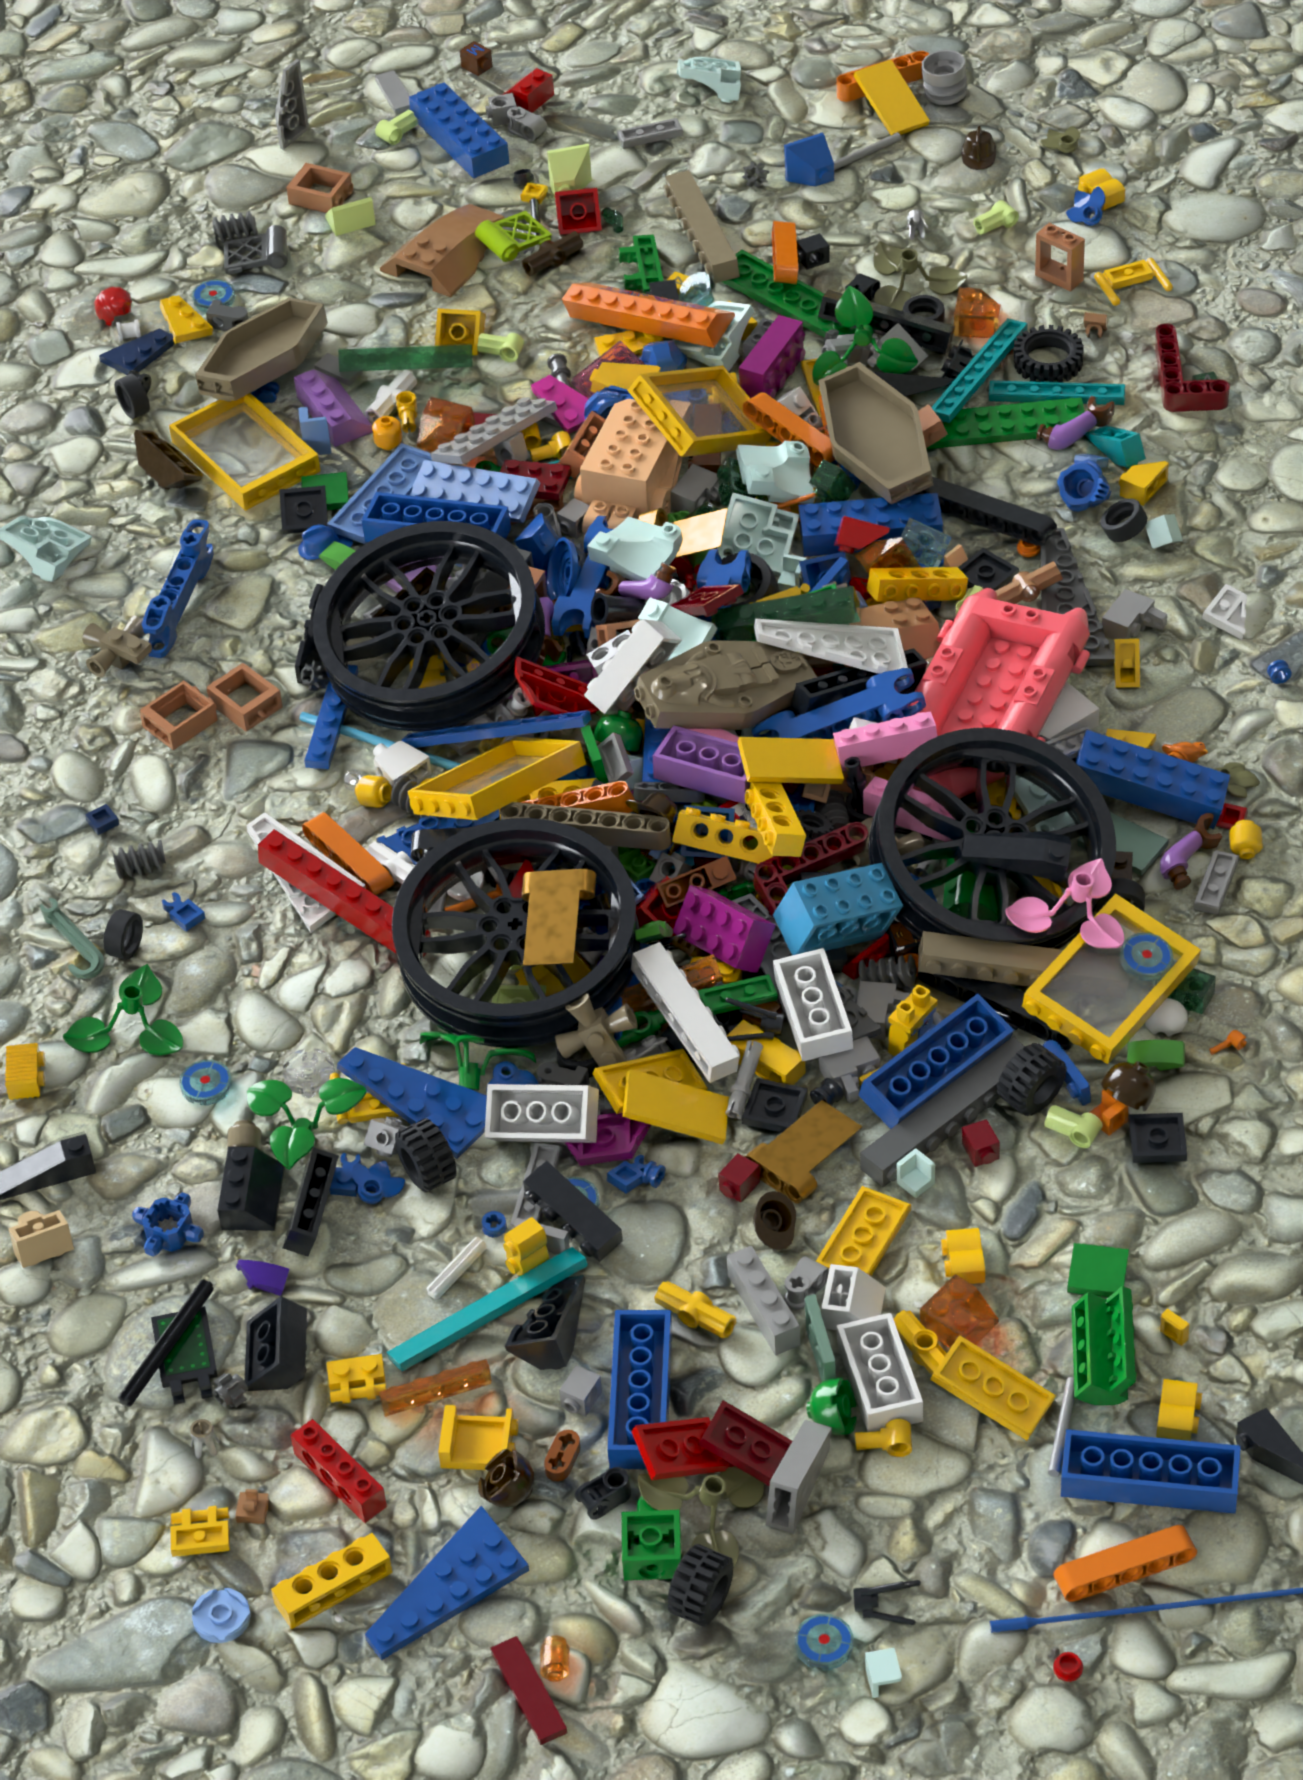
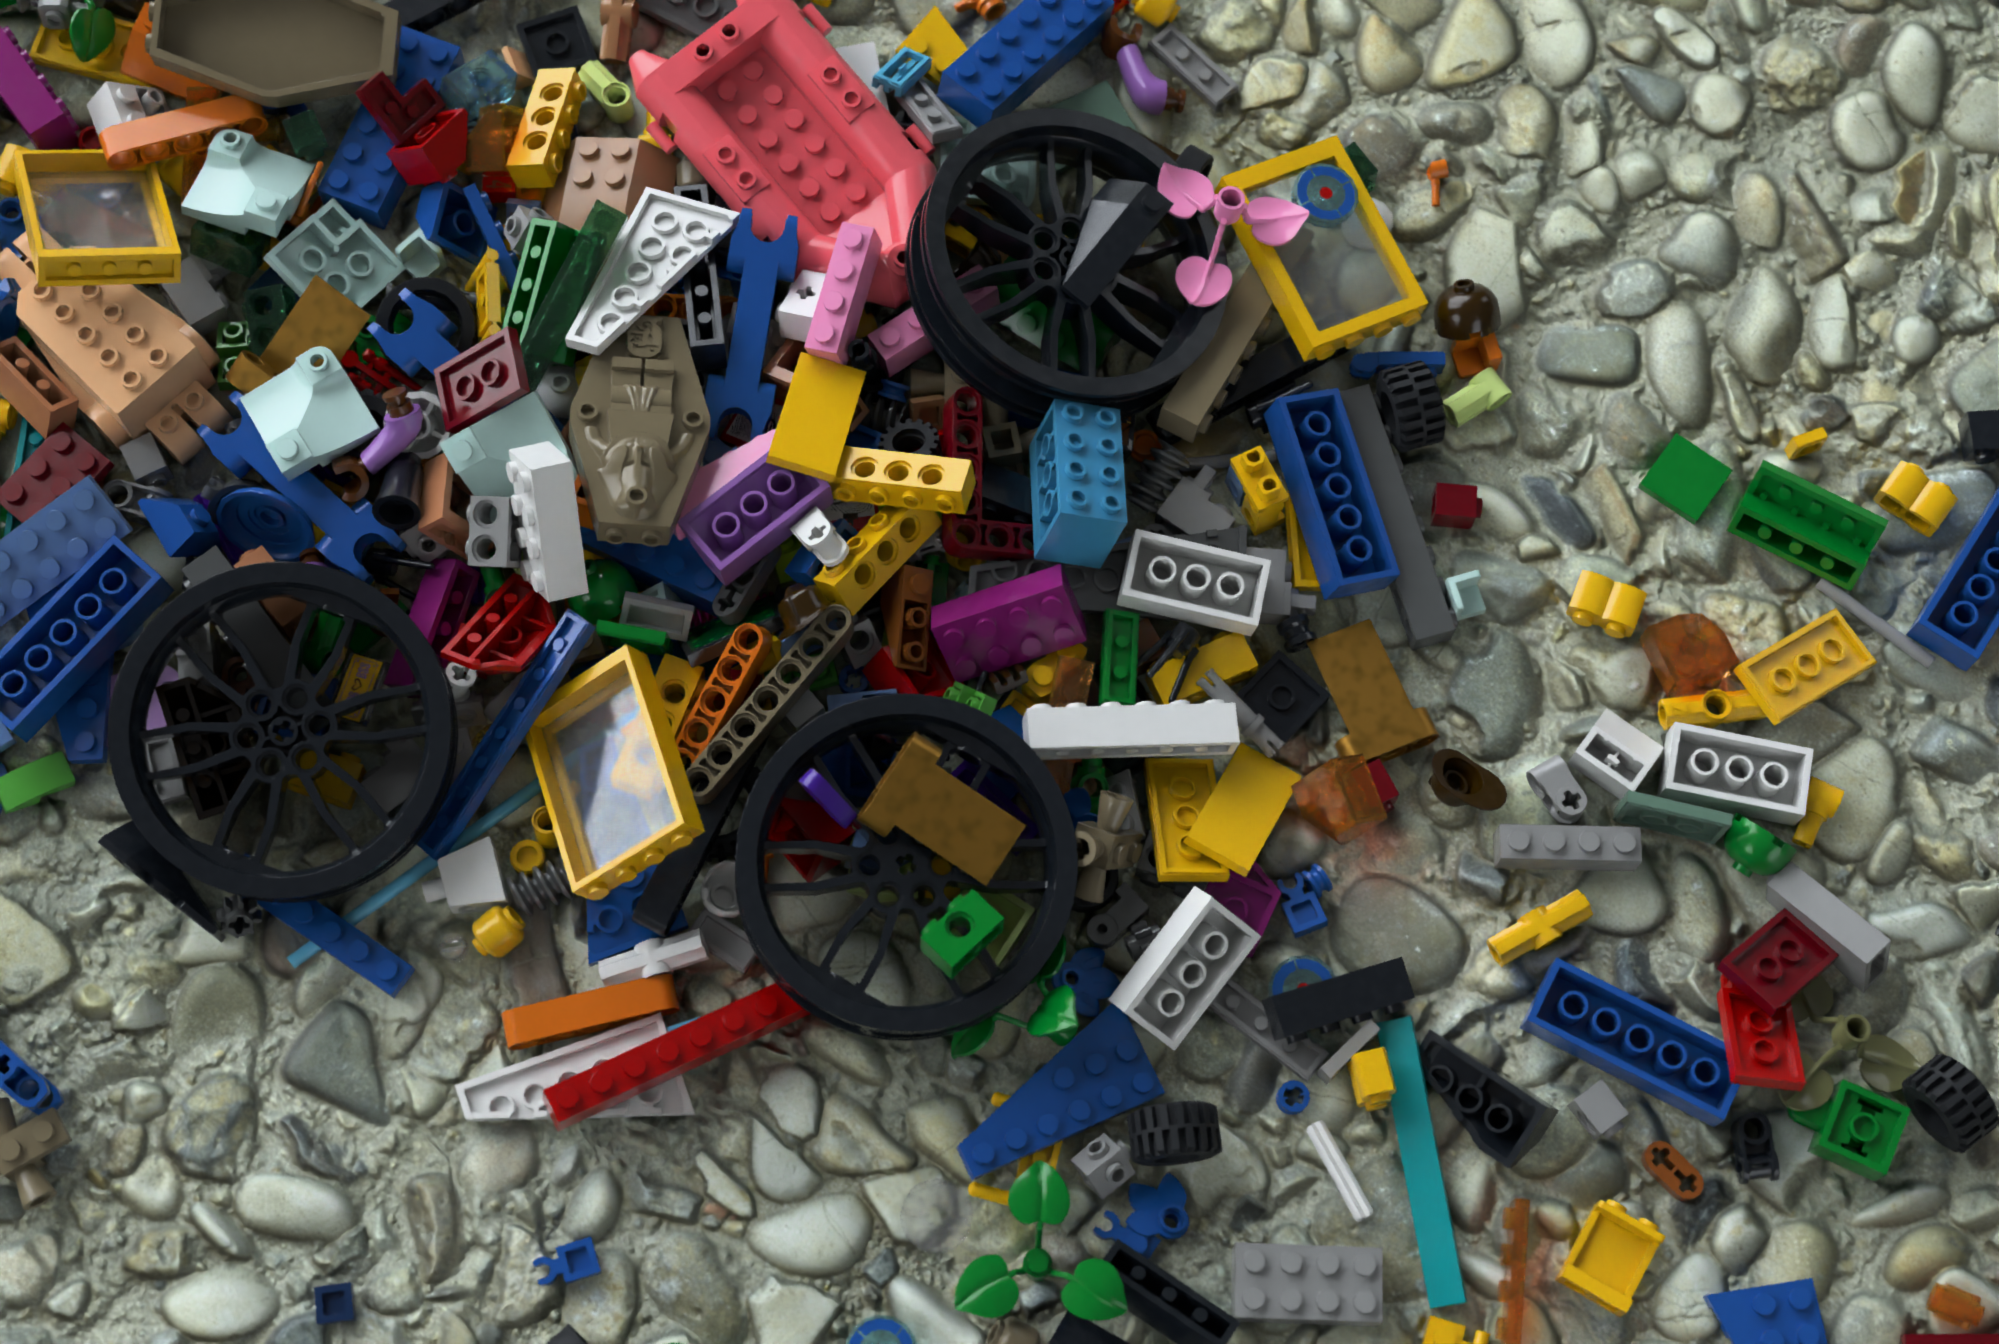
camera: 70 degrees left, 25 degrees up
(139, 859) = (446, 1282): dark grey piece -> none
(174, 736) = (211, 1157): nougat window -> none
(247, 716) = (258, 1038): nougat window -> none
(365, 1275) = (1307, 1284): none -> light grey brick
(479, 957) = (955, 952): none -> green brick
(508, 1479) = (1698, 1253): dark brown cylinder -> none
(528, 854) = (828, 798): none -> dark purple beam
(711, 796) = (821, 538): none -> white piece
(713, 1150) = (1340, 798): none -> clear orange slope
(853, 814) = (893, 390): none -> blue bush
(865, 1231) = (1516, 696): yellow tile -> none
(867, 506) = (397, 113): none -> dark red plate
(1077, 725) = (908, 72): none -> medium azure tile
(1157, 1137) = (1537, 322): black plate -> none
(1158, 1053) = (1425, 254): bright green slope -> none

